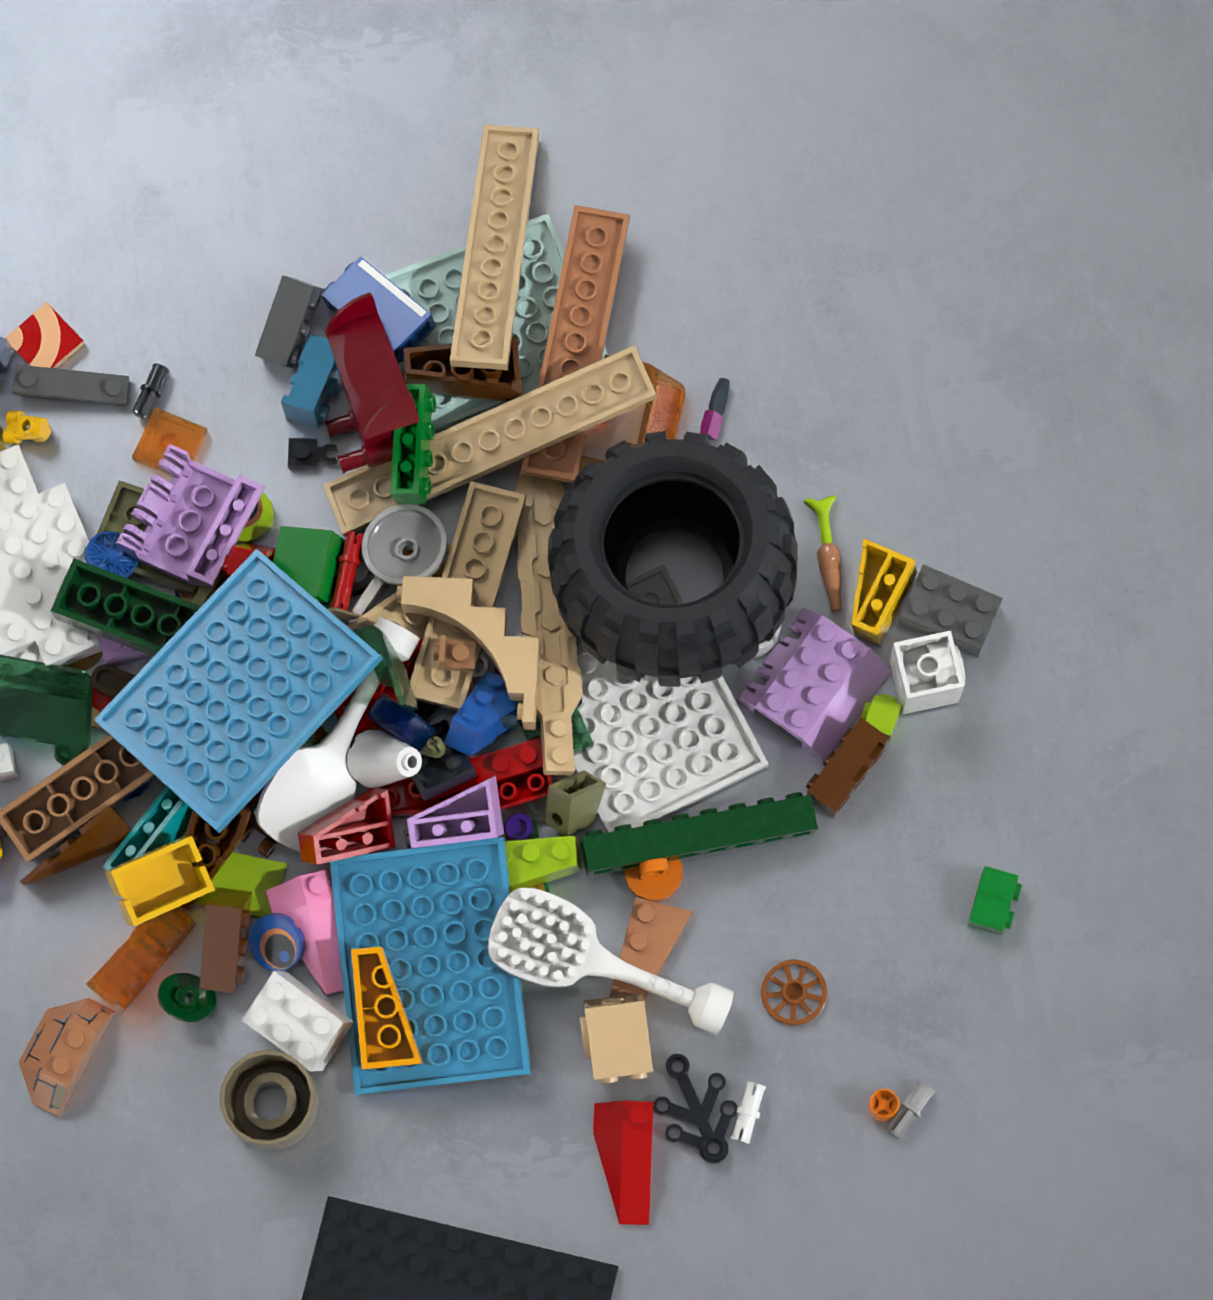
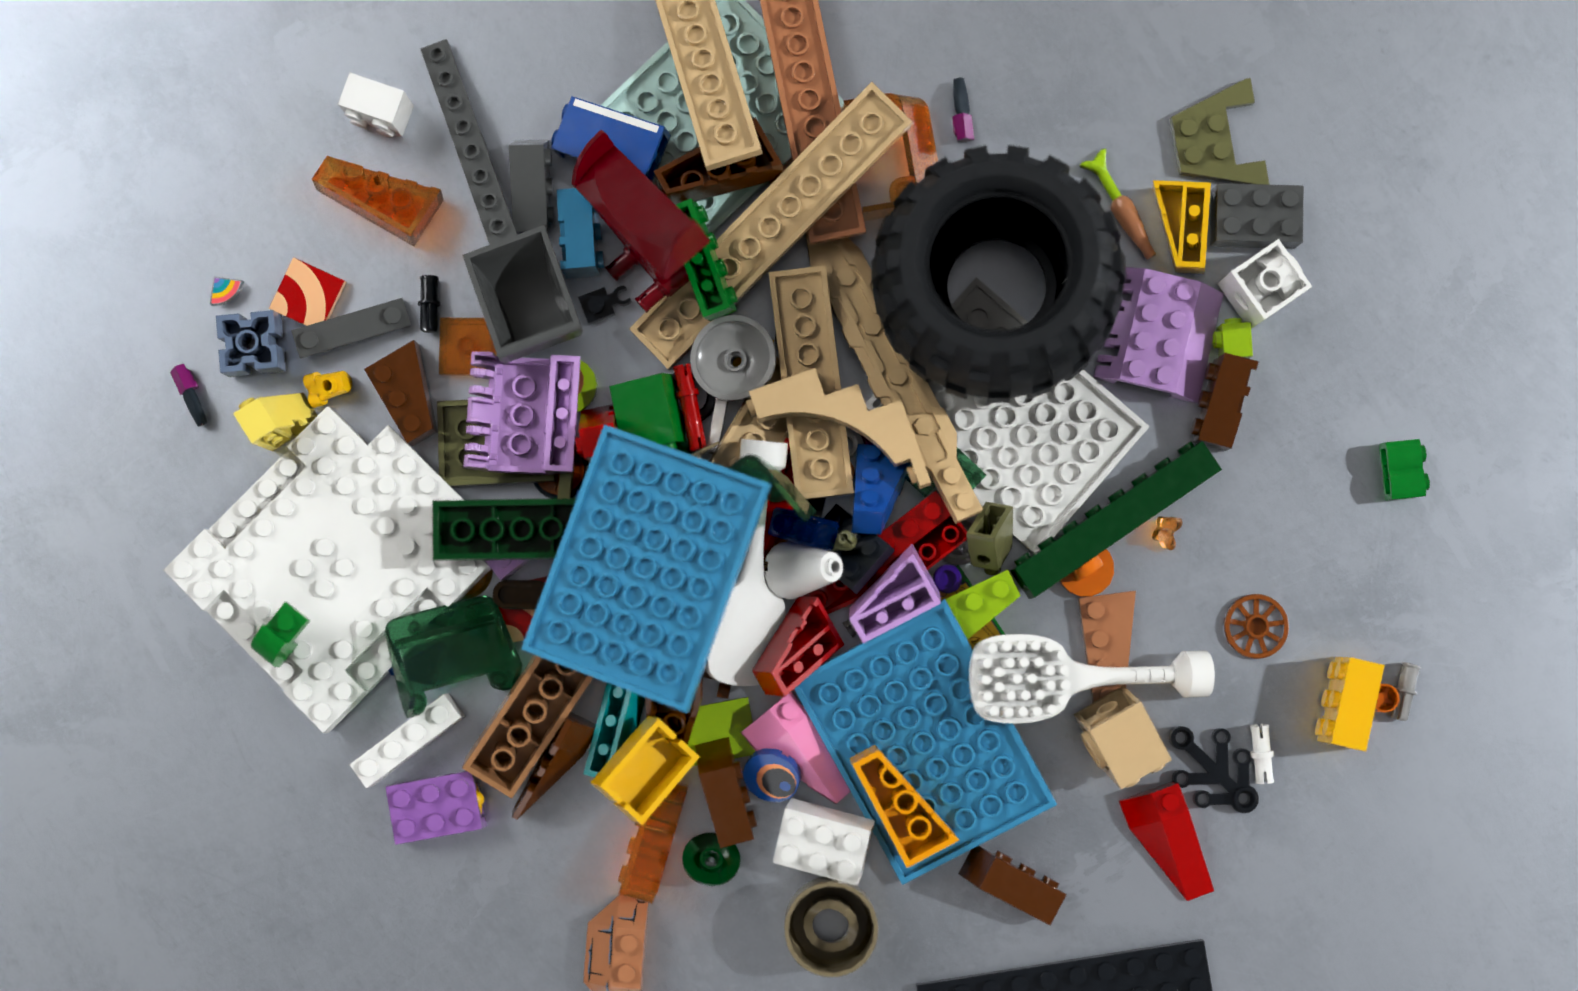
camera: 25 degrees left, 10 degrees up
(93, 460) = (404, 391): none -> reddish brown wedge
(106, 555) = (459, 482): blue wheel -> none
(153, 286) = (387, 201): none -> clear orange wedge
(179, 196) = (375, 105): none -> white brick
(240, 392) = (515, 274): none -> dark grey plate
(455, 654) = (827, 444): medium nougat bracket -> none
(460, 1136) = (1013, 884): none -> reddish brown wedge
(744, 867) = (1165, 531): none -> clear orange piece
(847, 1093) = (1349, 702): none -> yellow piece
(933, 523) = (1205, 142): none -> olive wing

